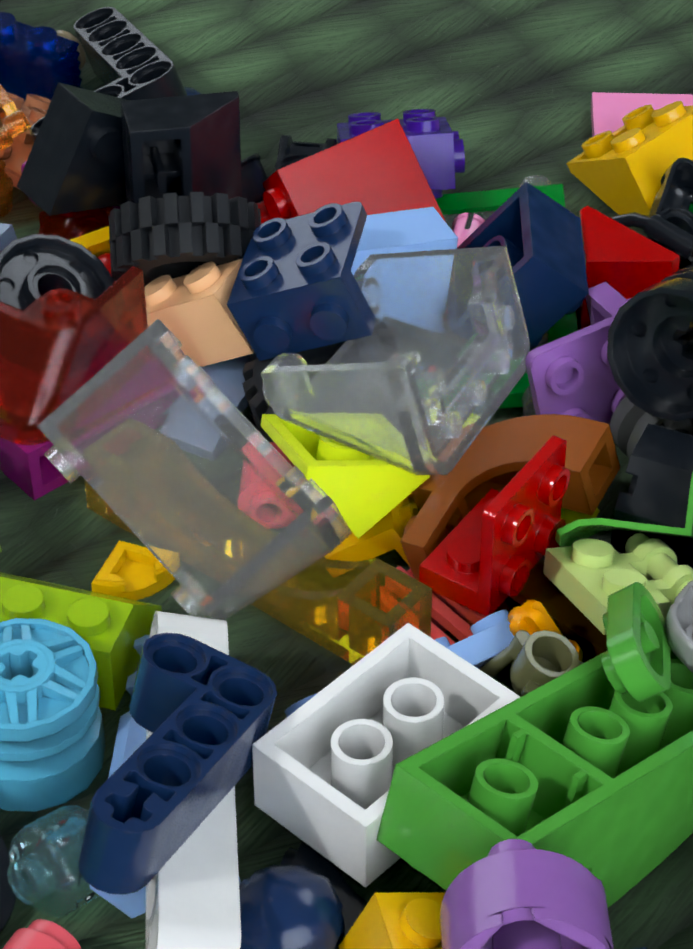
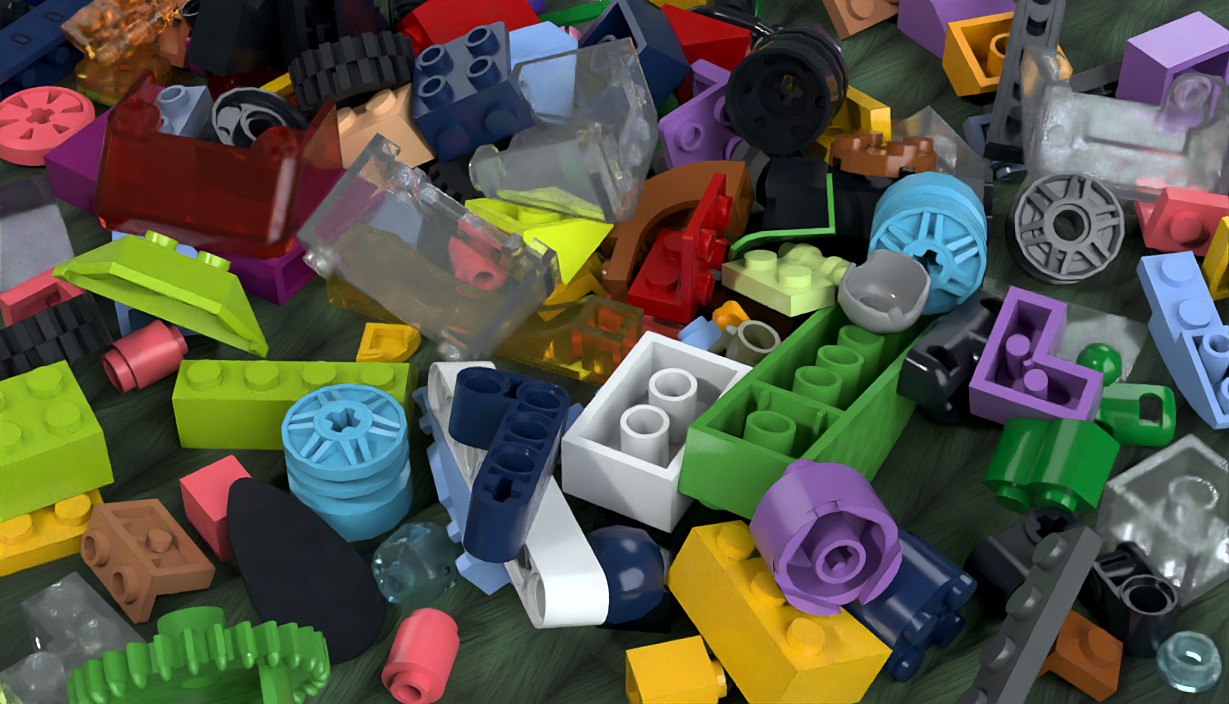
camera: 15 degrees left, 0 degrees up
(636, 644) = (824, 315): bright green plate -> none

